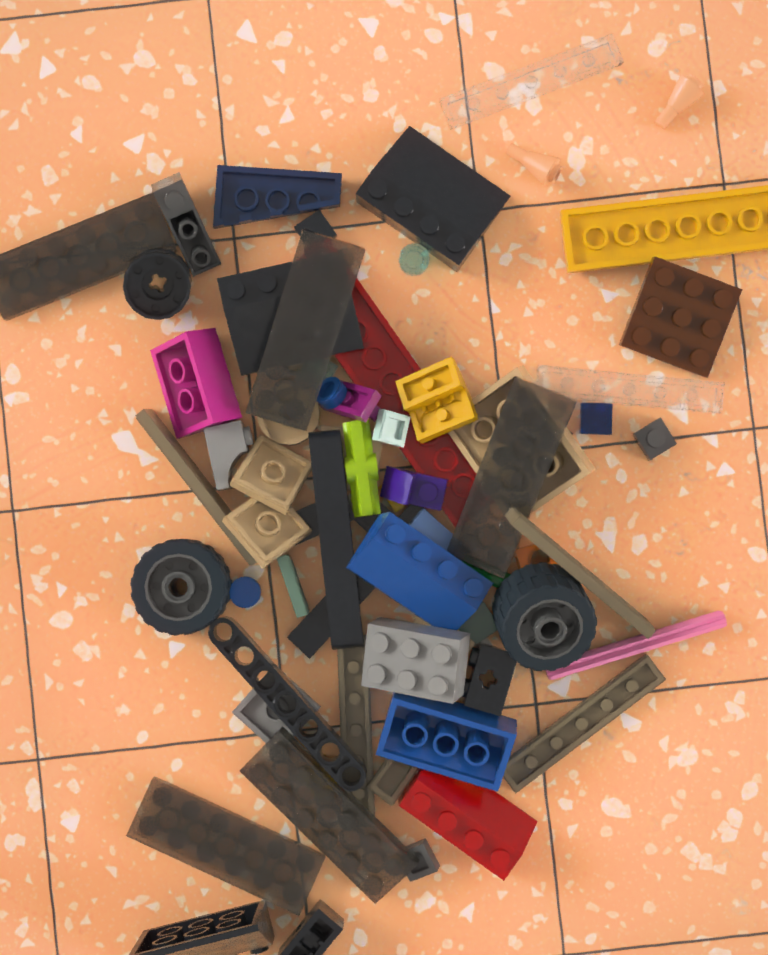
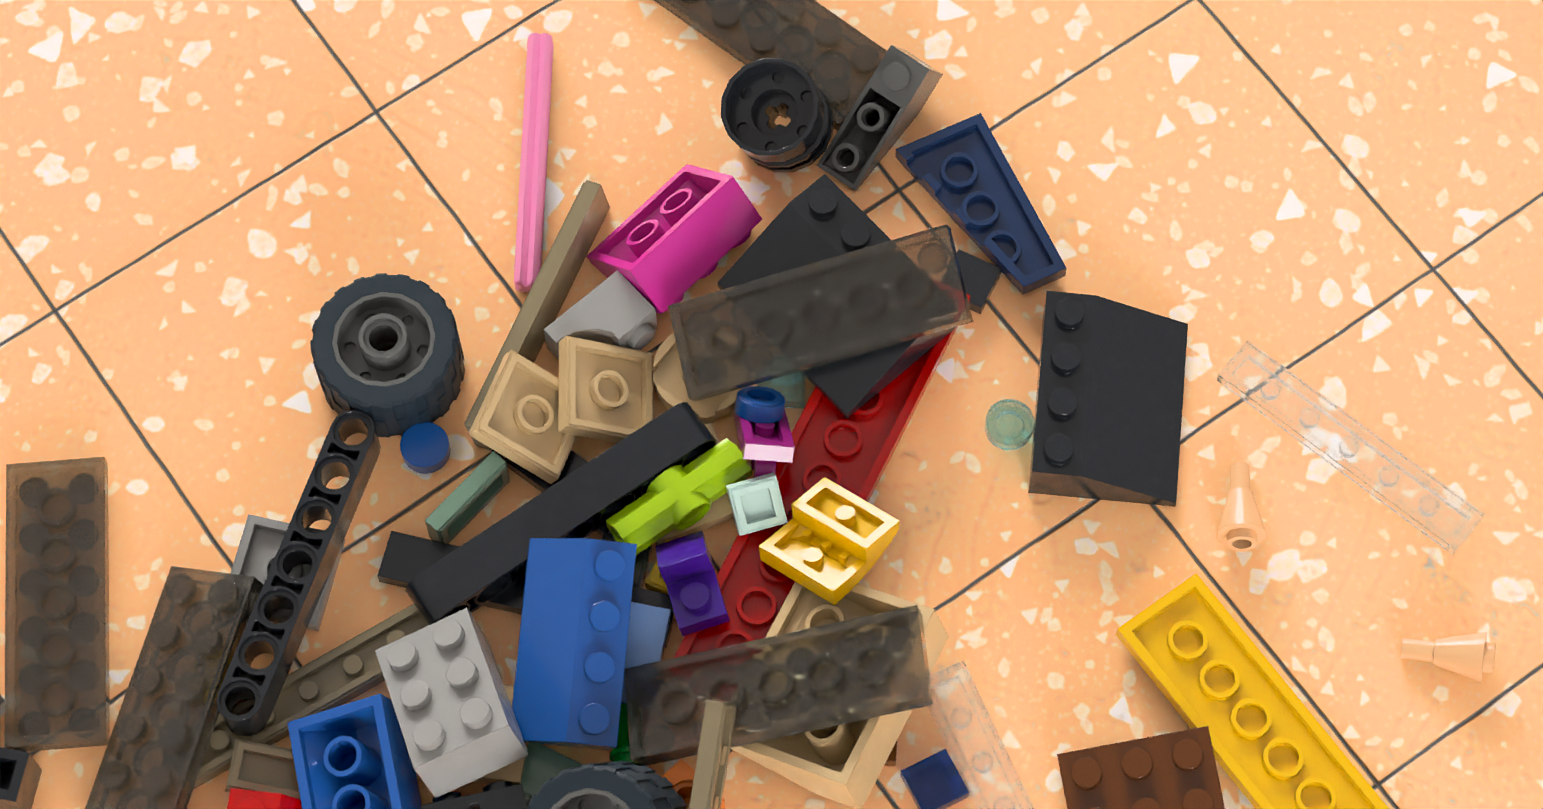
camera: 60 degrees right, 20 degrees down
(99, 437) = (533, 161): none -> bright pink axle

